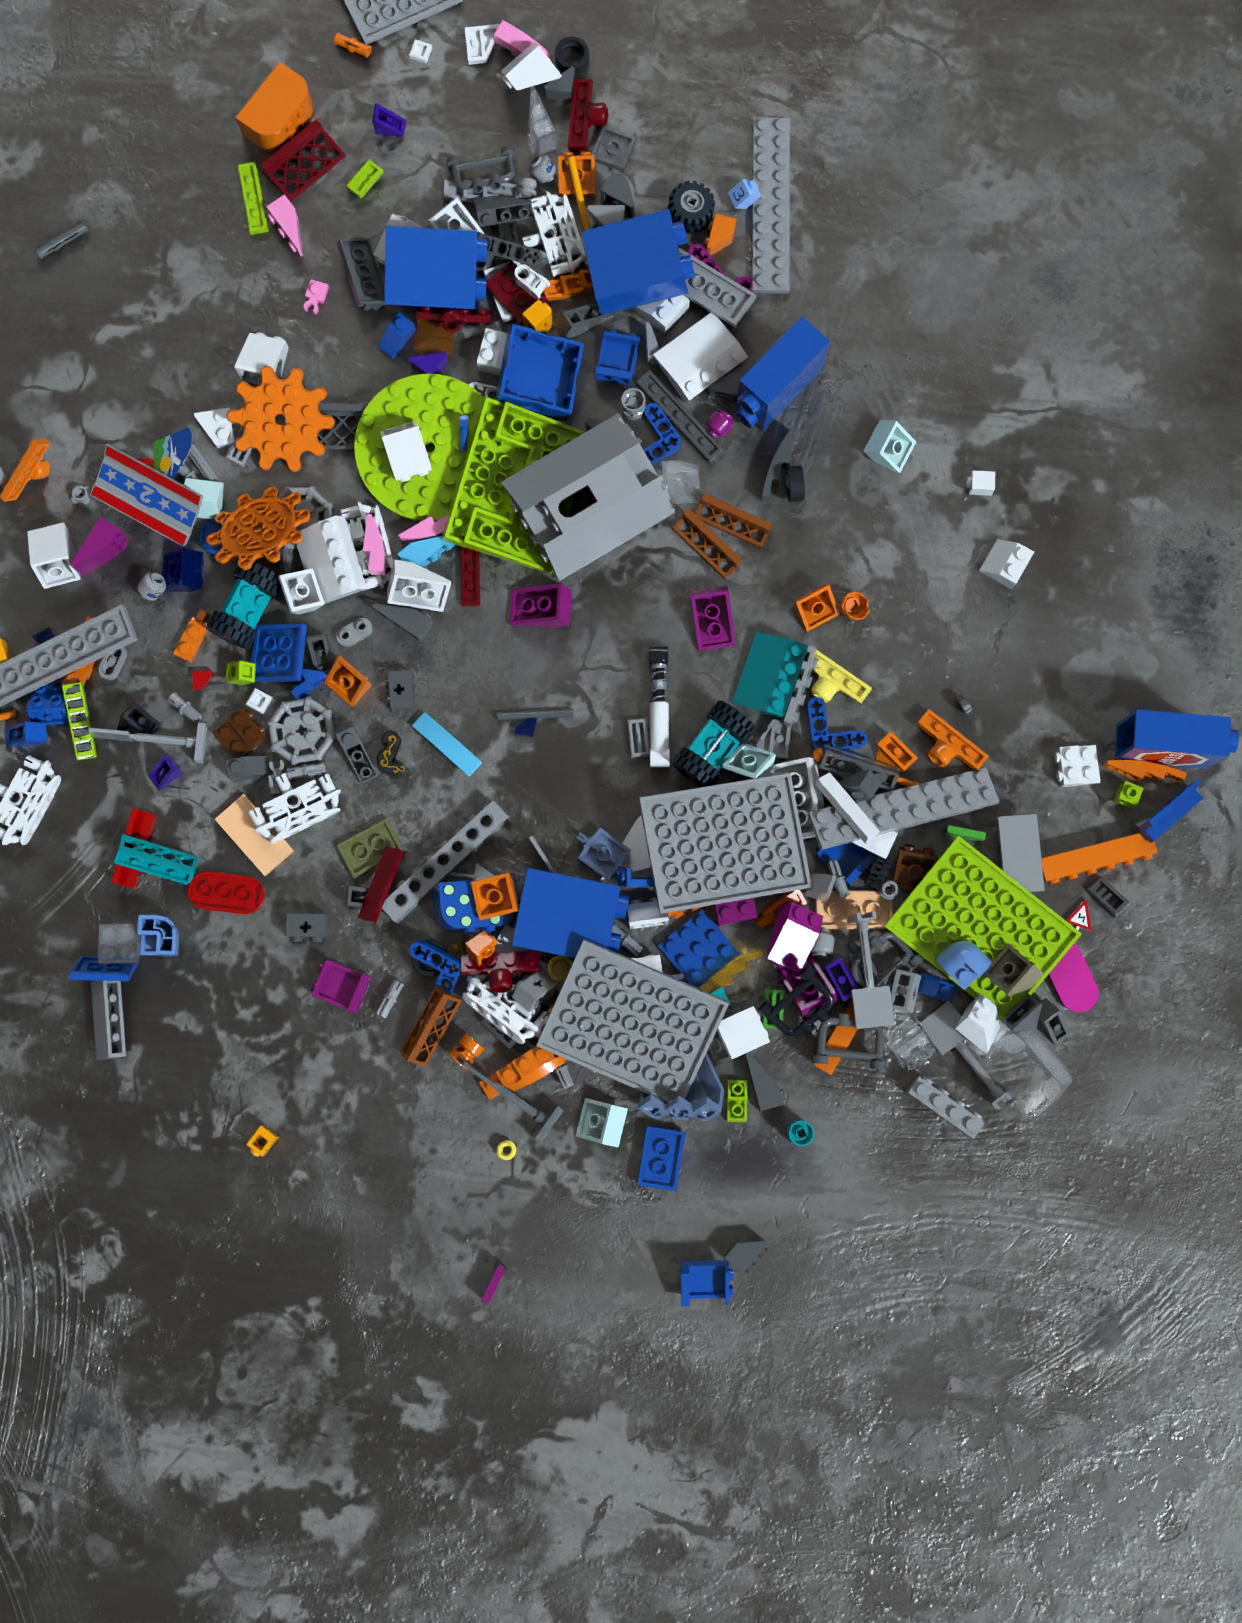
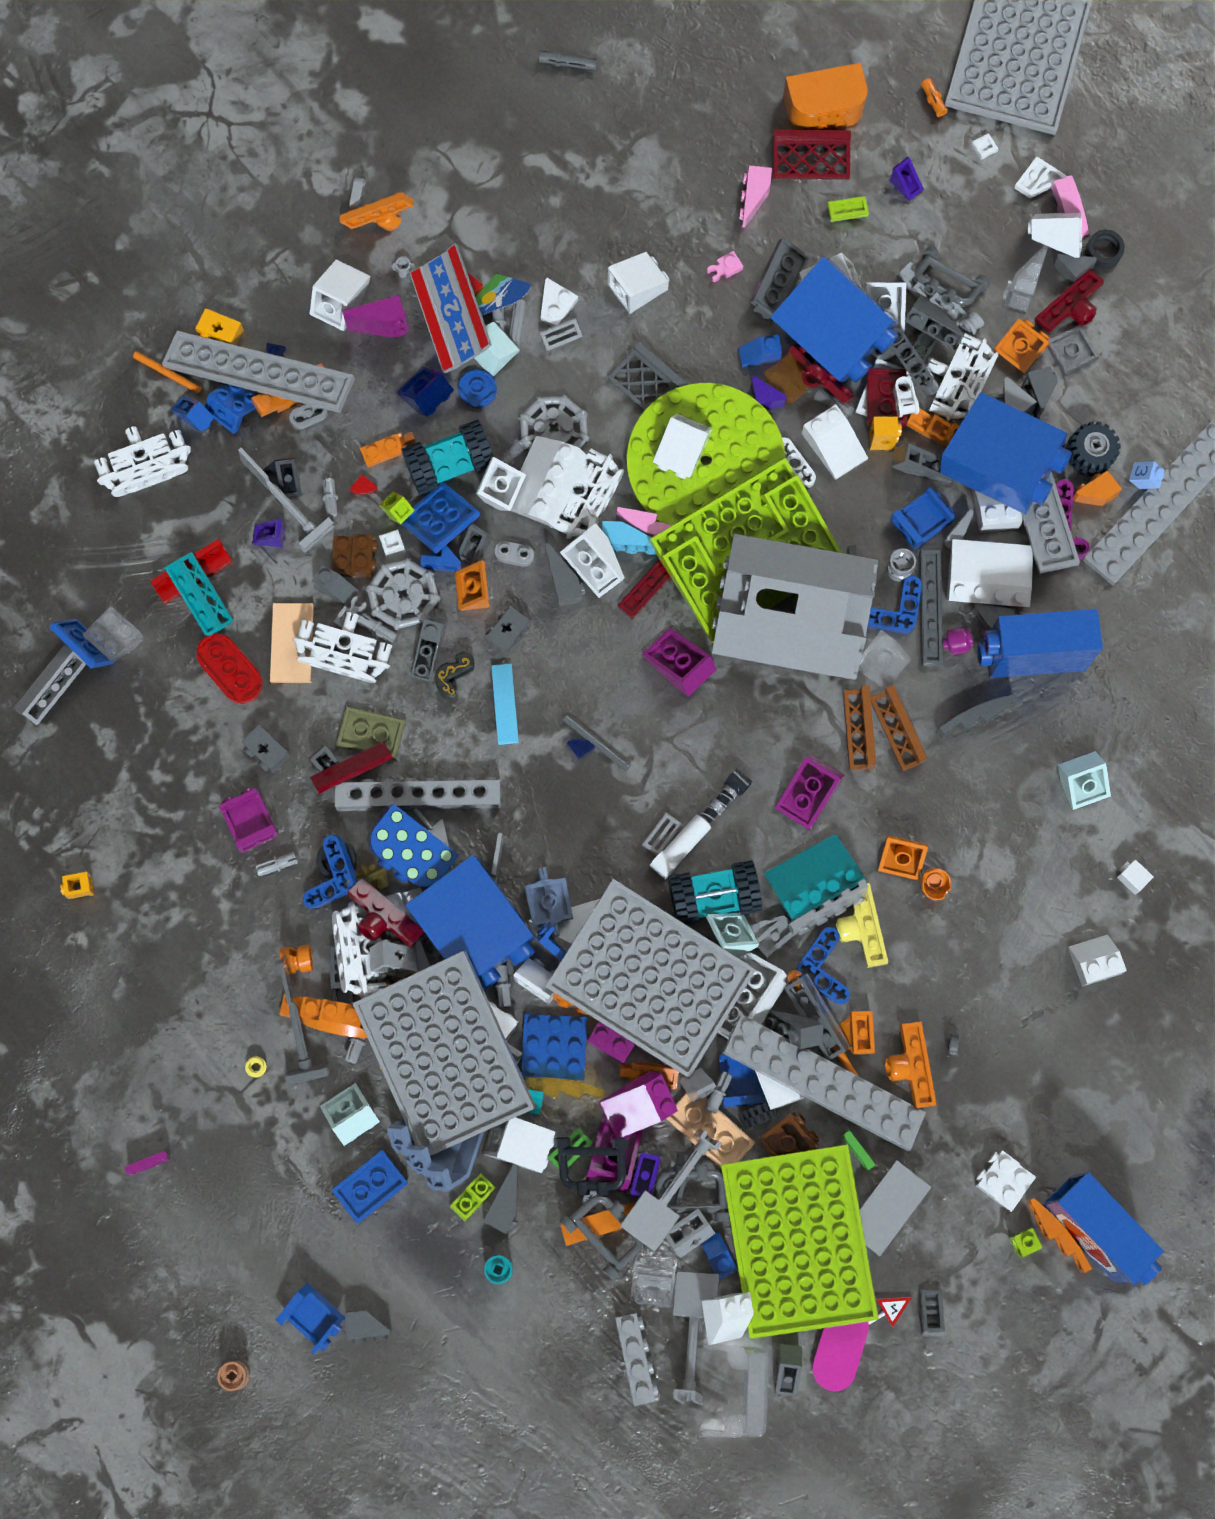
camera: 40 degrees right, 5 degrees down
(79, 720) = (241, 437): tile -> none
(151, 586) = (391, 382): light grey head -> none
(158, 936) = (146, 655): medium blue brick -> none
(253, 198) = (746, 151): lime tile -> none
(270, 513) = (532, 405): orange plate -> none
(283, 397) = (629, 343): orange plate -> none
(374, 548) = (588, 500): bright pink slope -> none
(426, 1026) = (283, 908): dark orange fence -> none
(463, 432) = (747, 465): blue bar -> none
(481, 947) = (381, 885): orange brick -> none
(495, 896) = (428, 854): orange slope -> none
(539, 372) = (847, 475): blue tile -> none
(542, 168) = (998, 318): light grey head -> none
(559, 967) = (426, 956): clear yellow wheel -> none
(578, 192) = (1010, 360): light orange bar -> none
(687, 1369) = (233, 1375): none -> nougat wheel
(795, 483) = (975, 742): black tyre -> none
(823, 945) = (657, 1134): light grey head -> none
(847, 807) = (775, 1038): white slope -> none
(893, 886) = (752, 1132): light grey plate -> none
(963, 962) = (758, 1252): medium blue brick -> none
(1013, 971) = (792, 1298): dark tan slope -> none
(1024, 1015) = (768, 1343): dark grey slope -> none
(1097, 856) = (953, 1270): orange brick -> none
(1171, 812) = (1049, 1290): blue fence -> none

